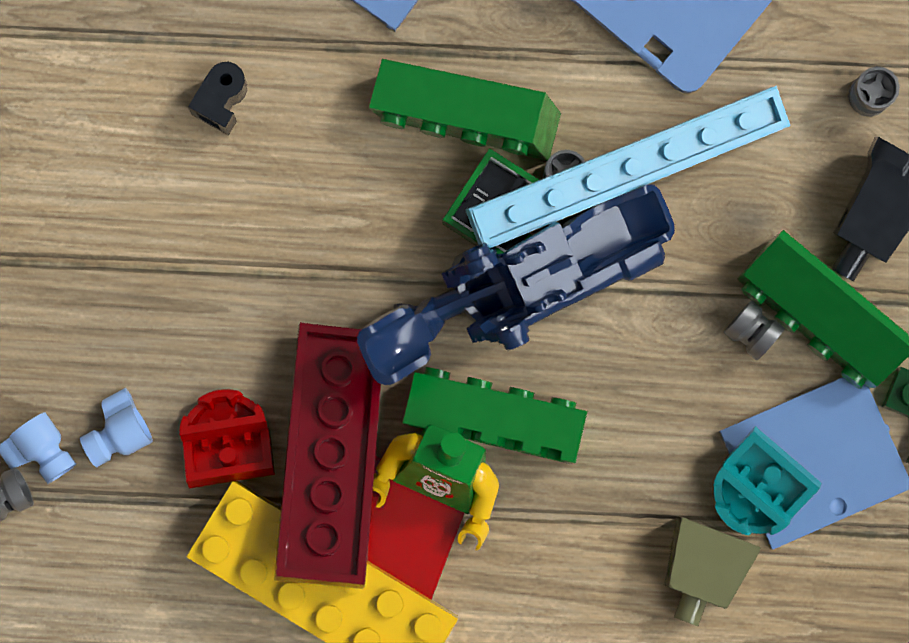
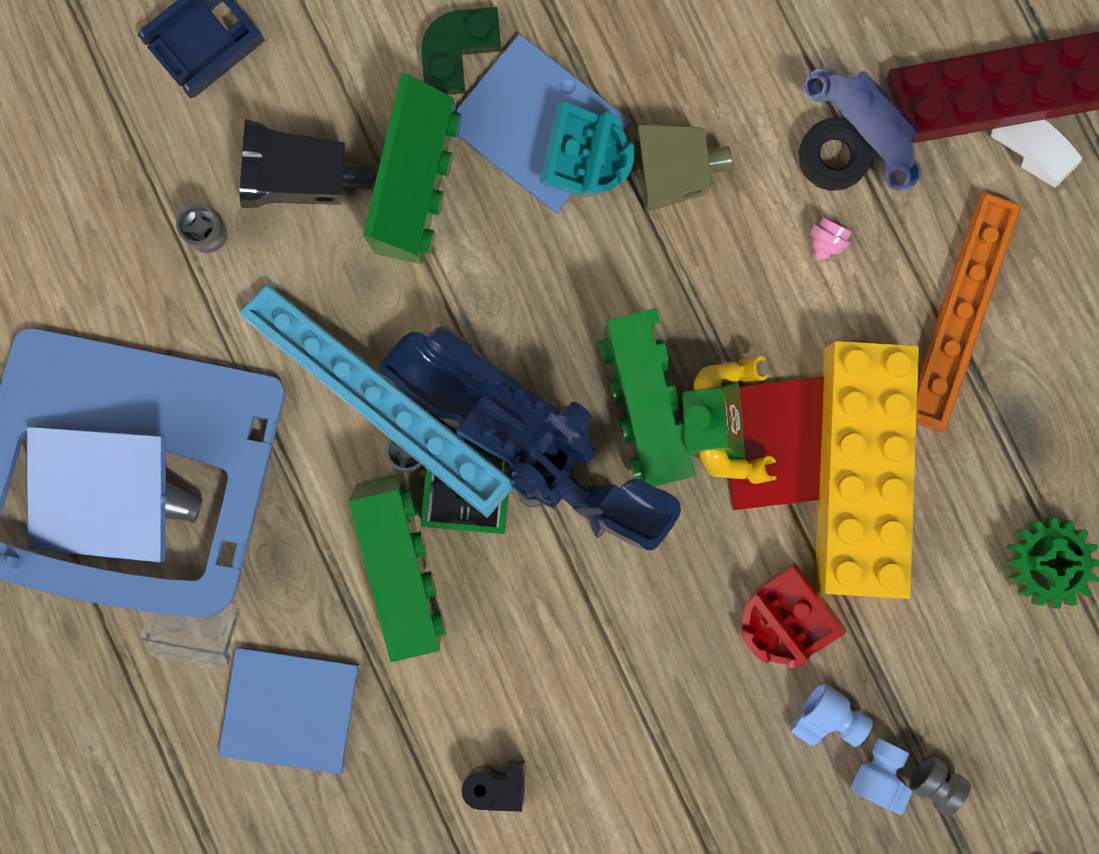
camera: 115 degrees left, 0 degrees up
(328, 461) = (765, 520): dark red plate -> none
(754, 330) = (458, 225): flat silver wheel -> none

